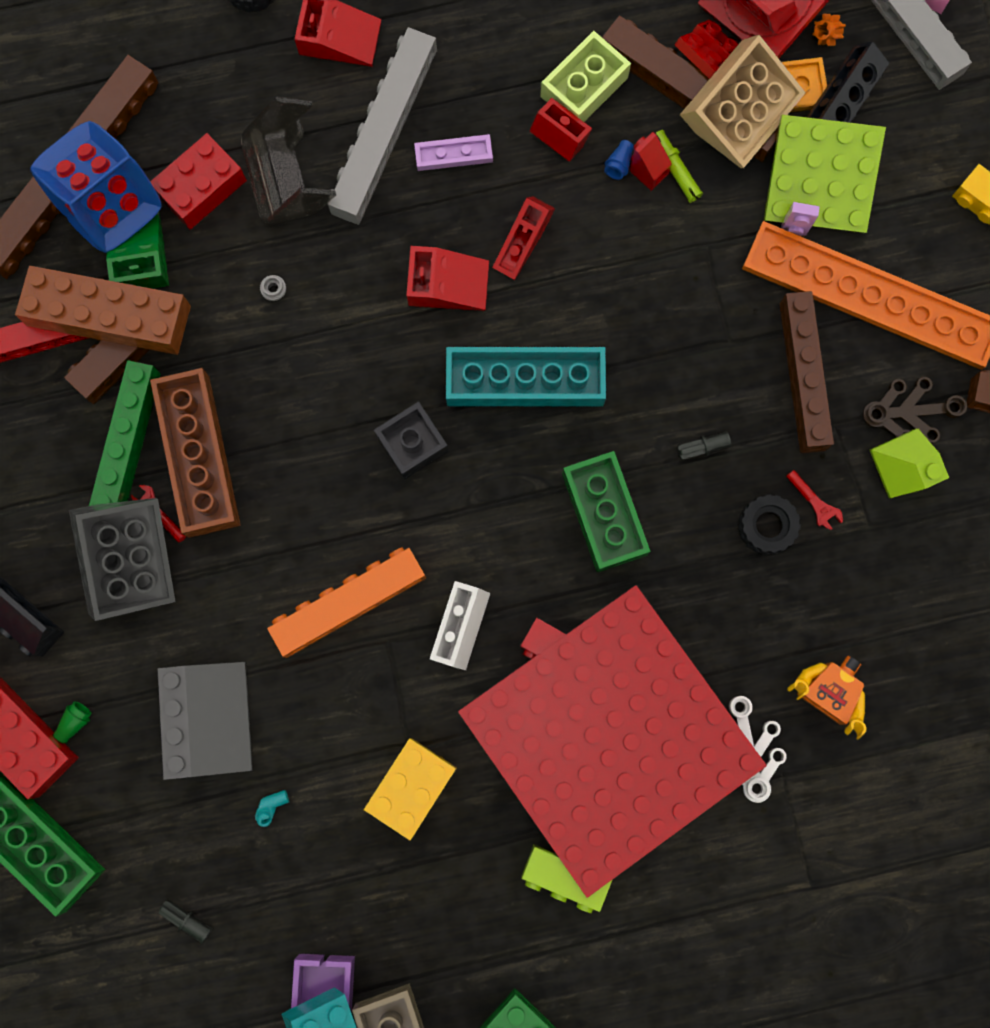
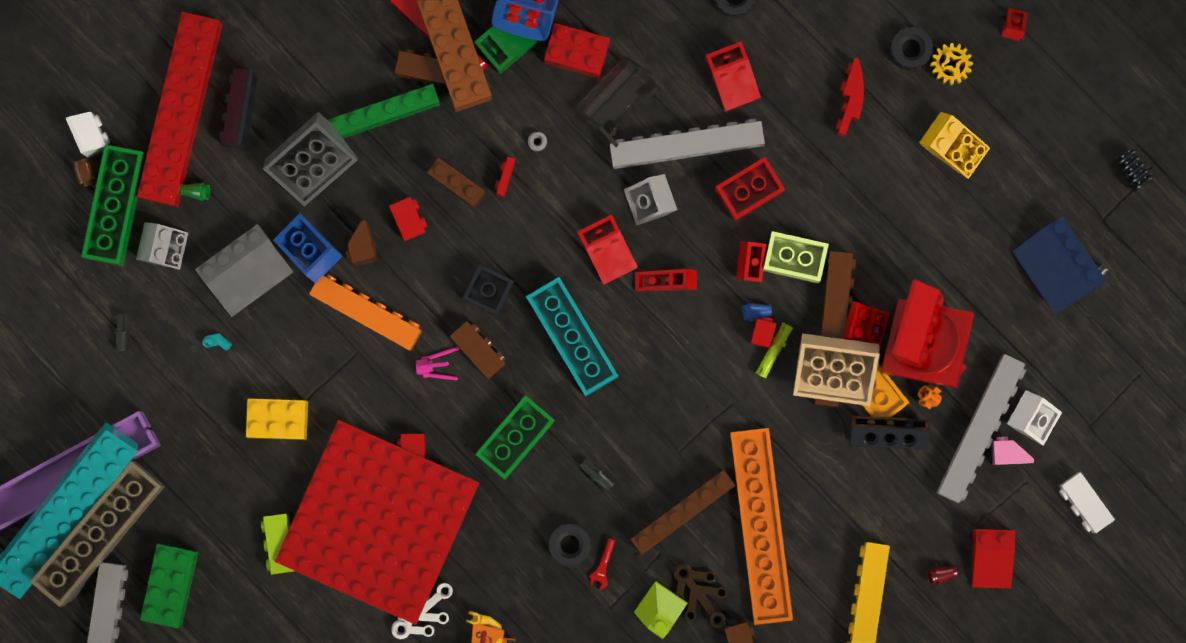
camera: 65 degrees right, 5 degrees up
(110, 804) = (162, 245): none -> light grey slope
(167, 523) = (357, 149): red piece -> none
(195, 453) = (401, 161): dark orange brick -> none
(225, 623) = (307, 248): none -> blue brick
(261, 405) = (456, 183): none -> reddish brown brick
(266, 484) = (408, 218): none -> red brick
(266, 558) = (361, 246): none -> reddish brown slope
(283, 339) = (507, 168): none -> red plate
(419, 200) = (650, 199): none -> light grey slope
(453, 152) = (696, 201): lavender plate -> none
(456, 569) = (425, 366): none -> dark pink plant
(460, 625) = (391, 390): white brick -> none
(474, 495) = (478, 349): none -> reddish brown brick
(477, 84) = (749, 189): none -> red brick
(800, 218) = (779, 451): lavender plate -> none
(825, 167) = (822, 449): lime plate -> none

